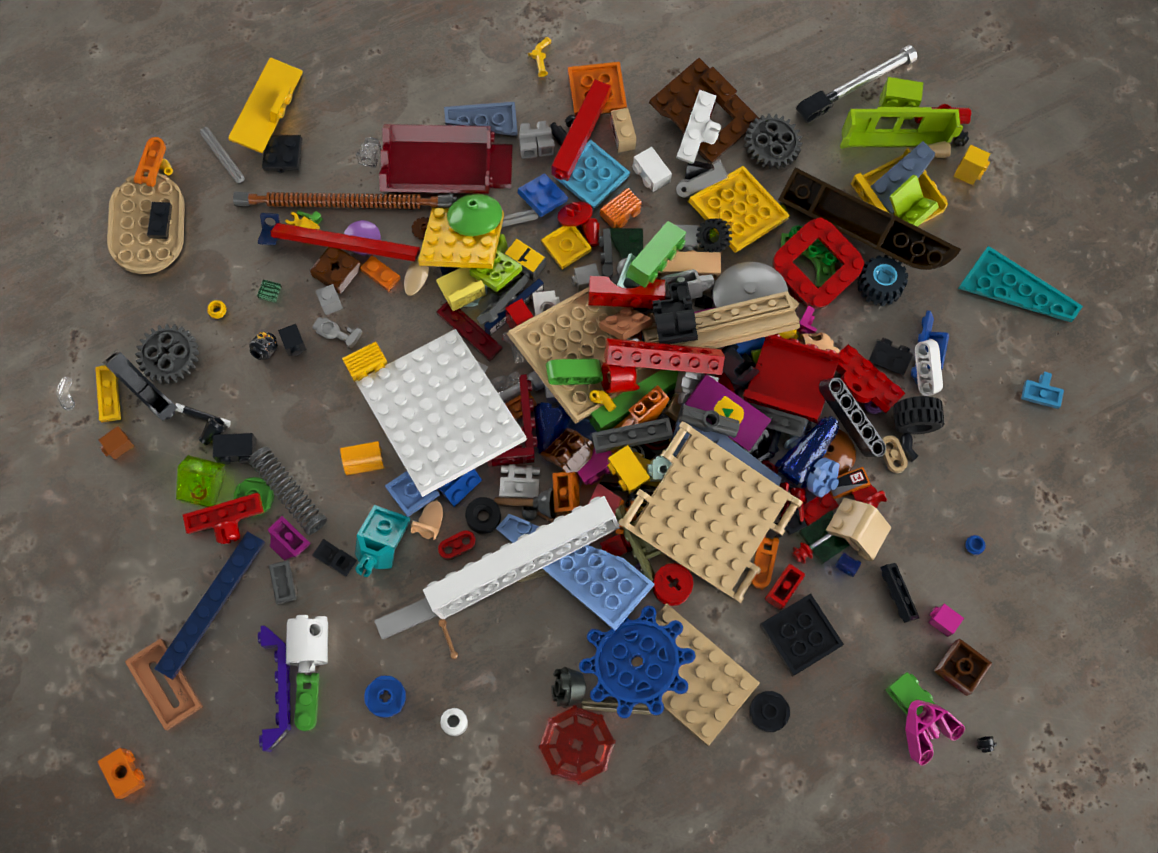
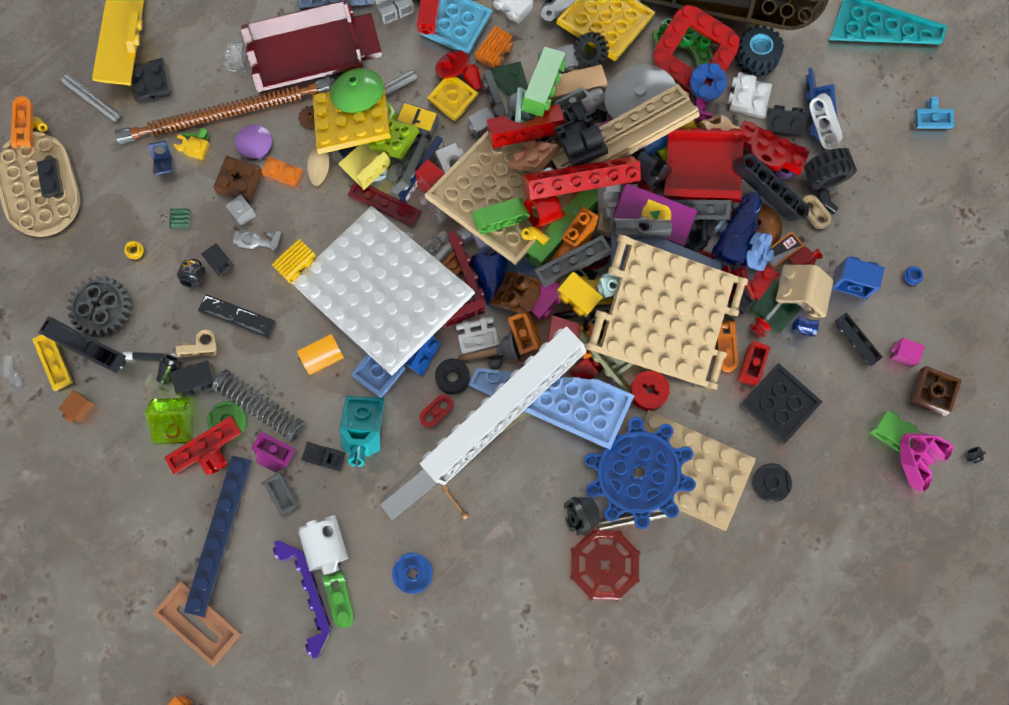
camera: 15 degrees left, 5 degrees up
(237, 418) = (187, 350): none -> tan plate
(294, 399) = (237, 316): none -> black tile
(345, 242) = (239, 150): red tile -> none
(429, 521) = (403, 396): light nougat piece -> none
(454, 722) = (485, 578): white head -> none
(542, 195) = (415, 54): blue plate -> none
(813, 305) = (704, 91): none -> blue plate
(860, 322) = (749, 96): none -> white plate
(915, 530) = (858, 277): none -> blue brick

